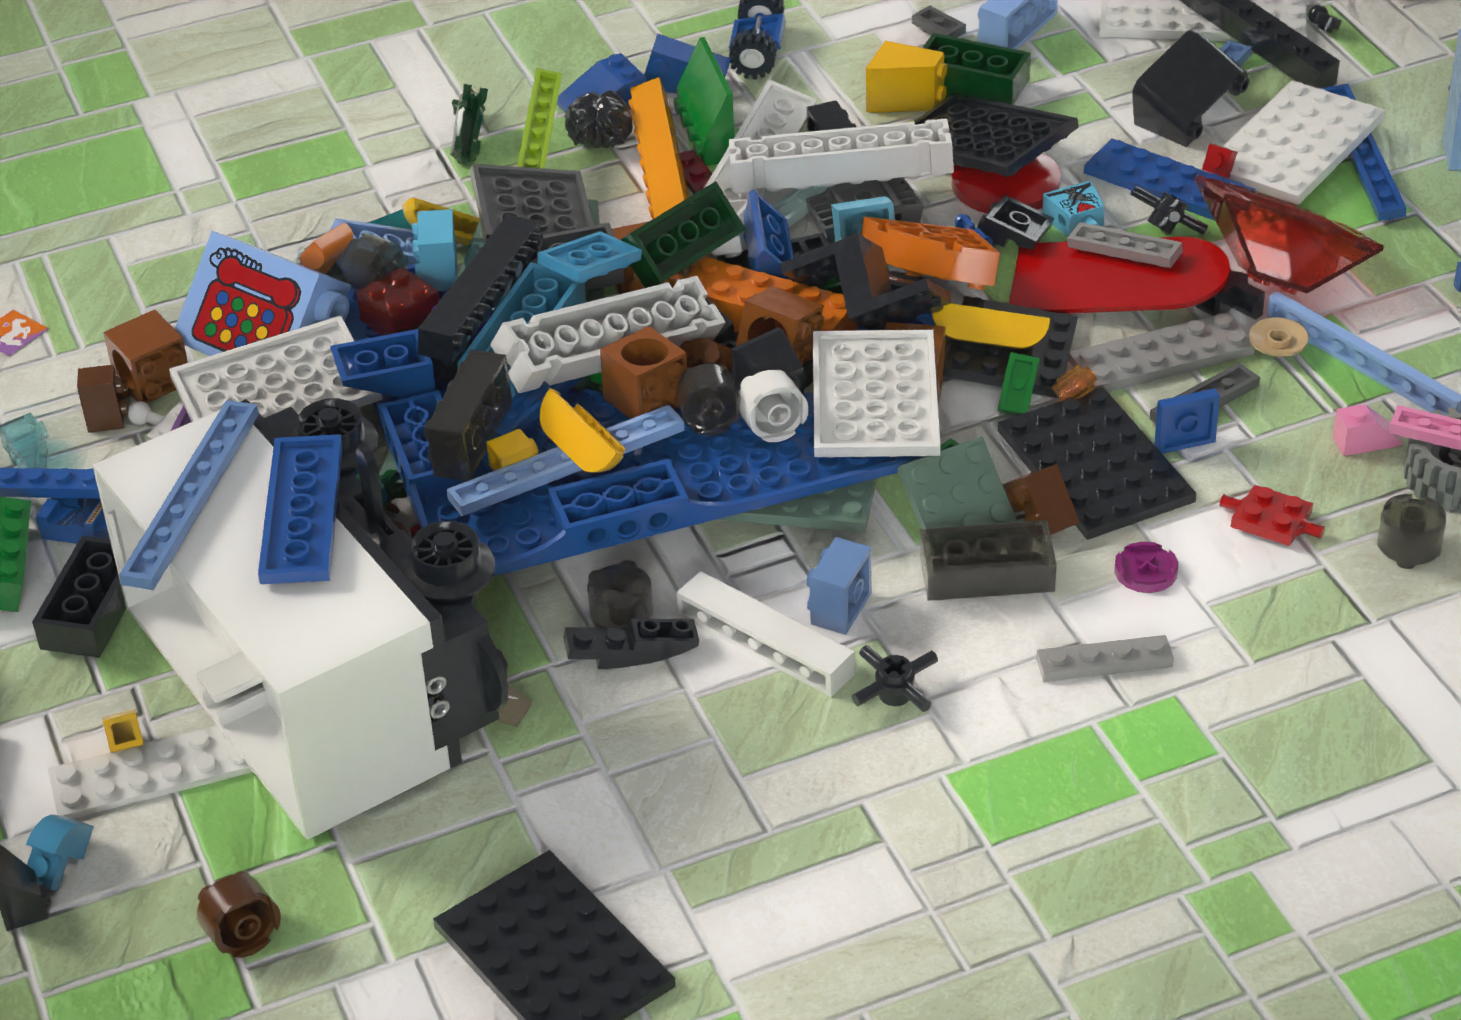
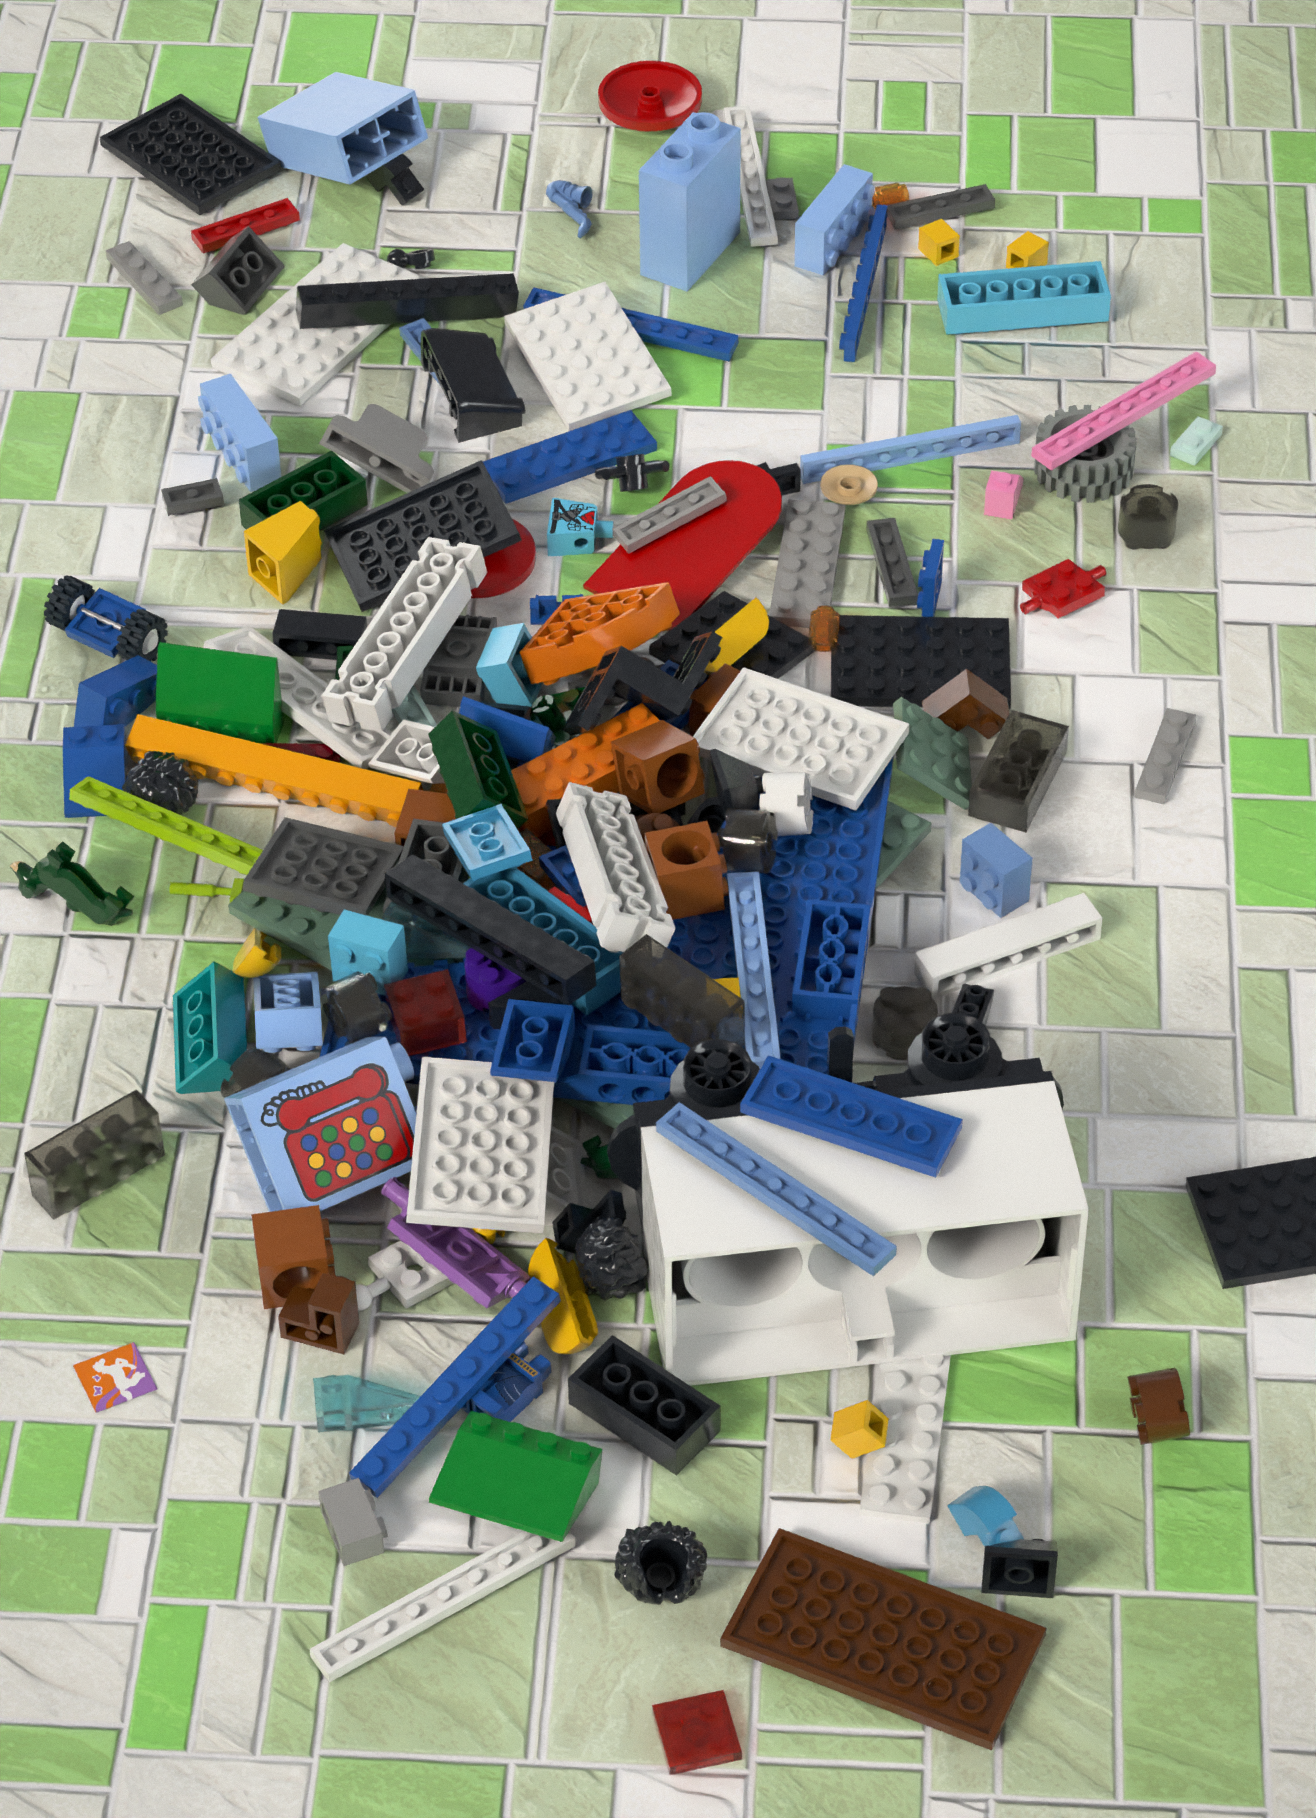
camera: 65 degrees left, 5 degrees up
(182, 223) = (94, 1154): none -> clear smoke brick
(327, 249) = (296, 1034): orange brick -> none
(579, 434) = (752, 940): yellow brick -> none
(895, 679) = (1123, 884): black bar -> none
(1014, 222) = (567, 572): black plate -> none
(1018, 384) = (801, 660): green plate -> none
(1067, 75) = (381, 446): none -> light grey brick
(1146, 567) = (1072, 687): magenta tile -> none
(1219, 160) = (583, 410): red plate -> none
(1281, 240) = (744, 416): clear red windscreen -> none

